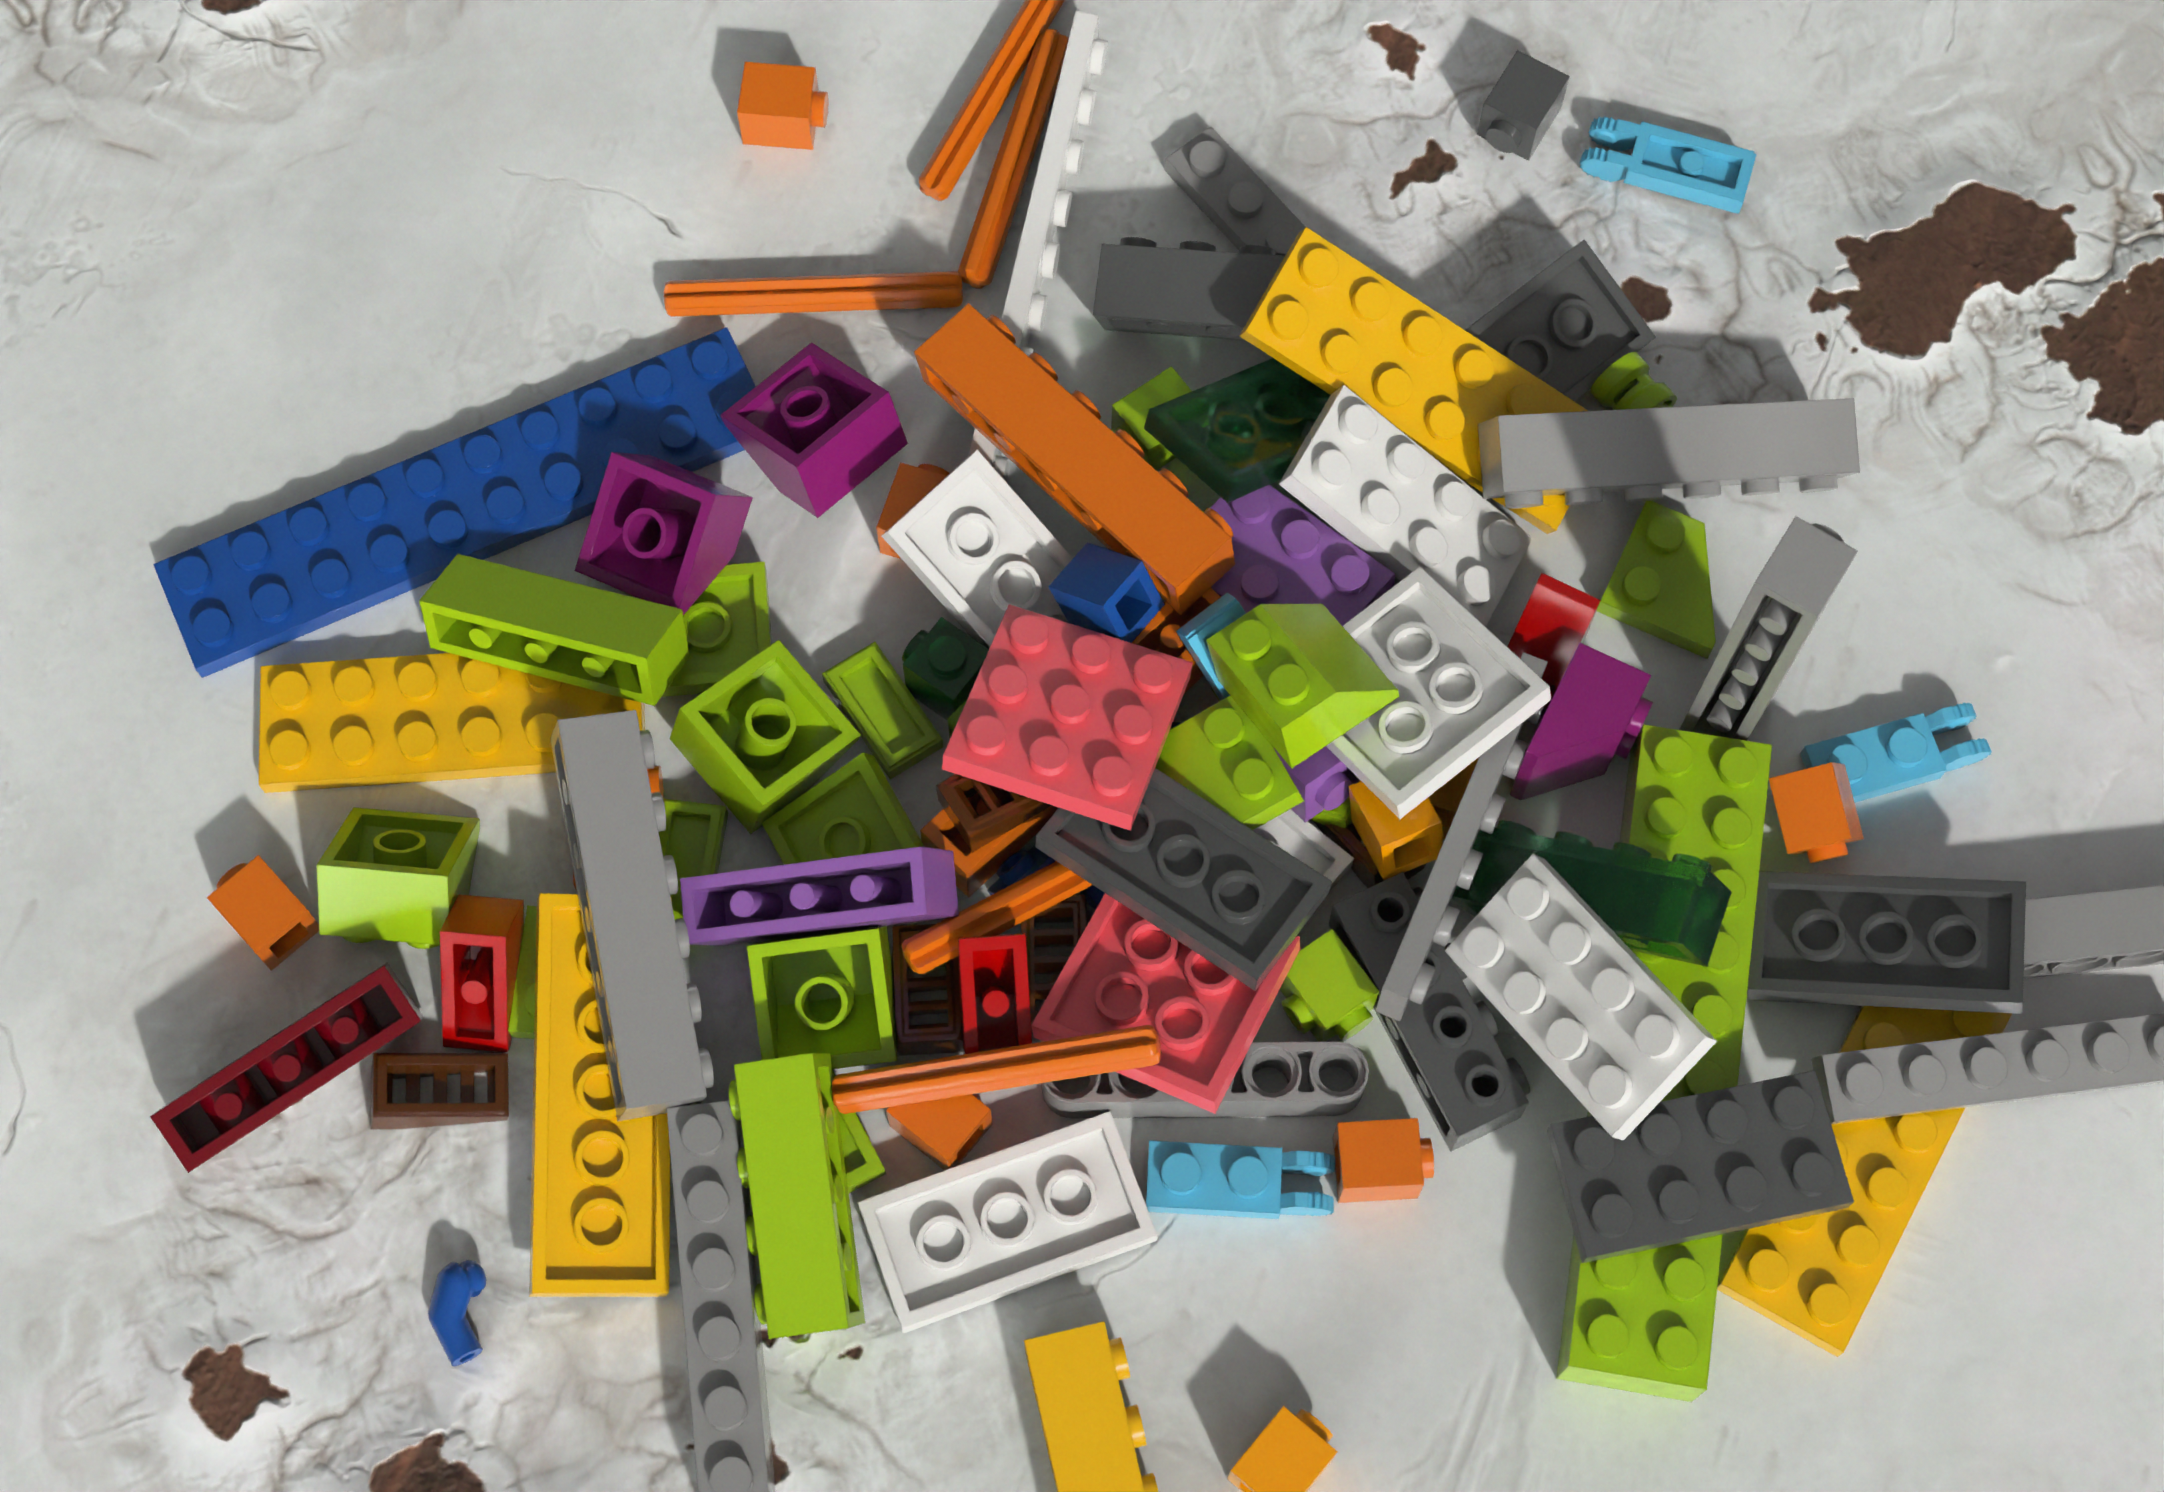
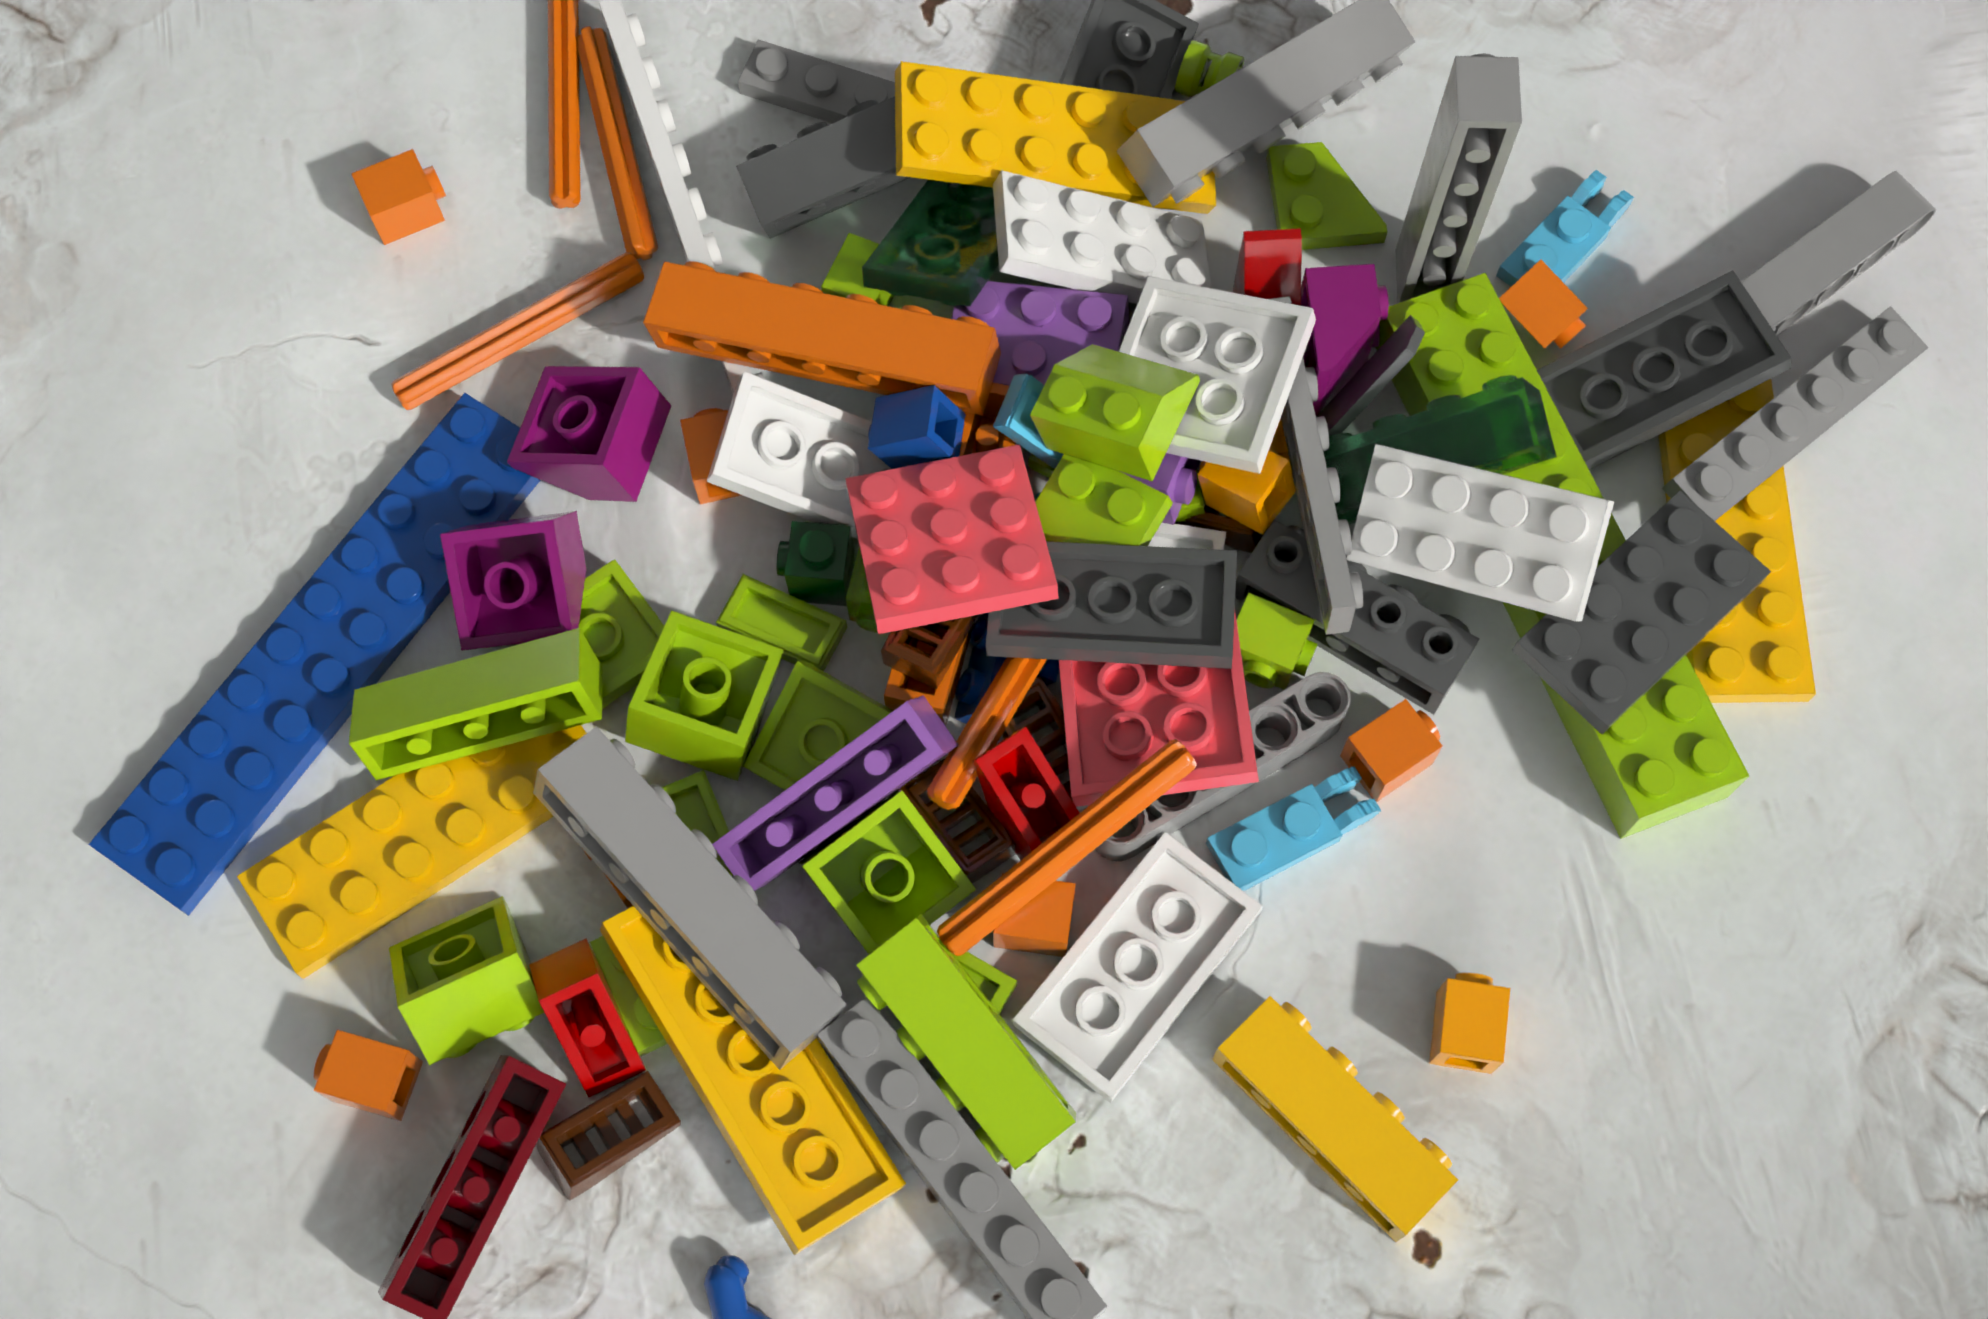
camera: 30 degrees left, 0 degrees up
(1583, 788) = (1373, 376): none -> dark grey piece

